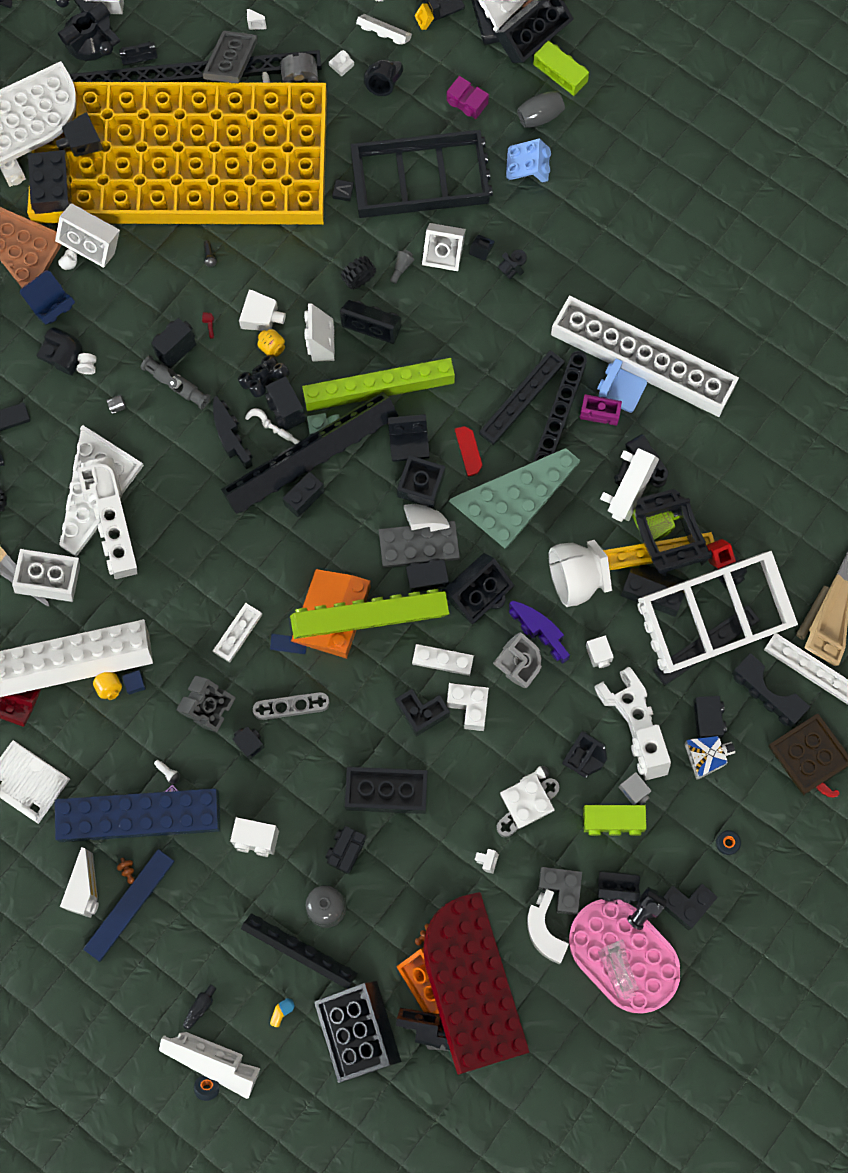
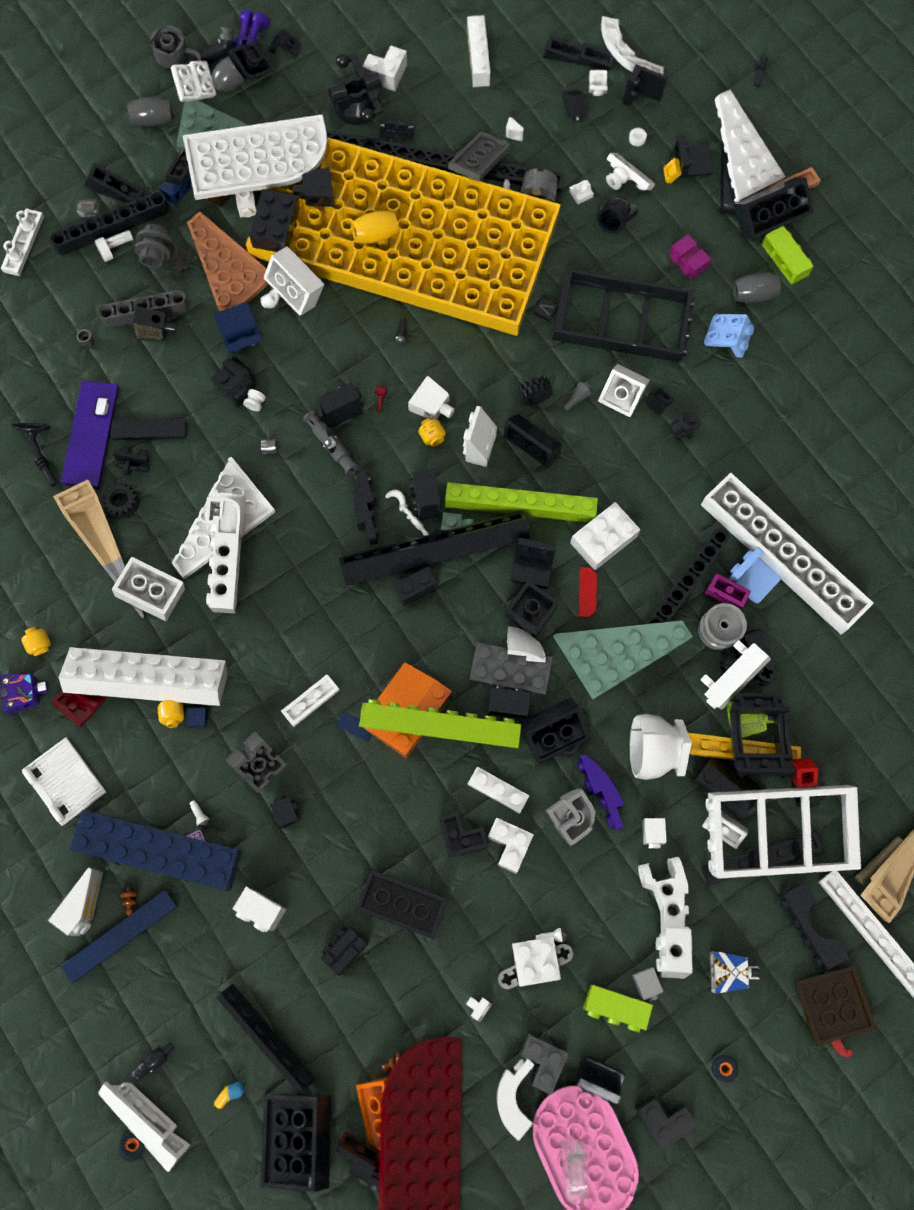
camera: 15 degrees right, 0 degrees up
(150, 158) = (374, 227): none -> yellow piece
(263, 375) = (414, 461): black gear -> none
(291, 709) = (337, 791): light grey beam -> none
(325, 906) = (306, 1002): dark grey cylinder -> none
(372, 39) = (617, 178): none -> white wheel
(469, 392) = (605, 536): none -> white brick
(521, 397) = (654, 557): black plate -> none
(586, 755) = (608, 932): black slope -> none
(605, 443) = (722, 626): none -> light grey wheel
(648, 906) = (625, 1113): black connector -> none
(671, 629) = (732, 831): none -> white slope
(709, 717) = (743, 934): black brick -> none

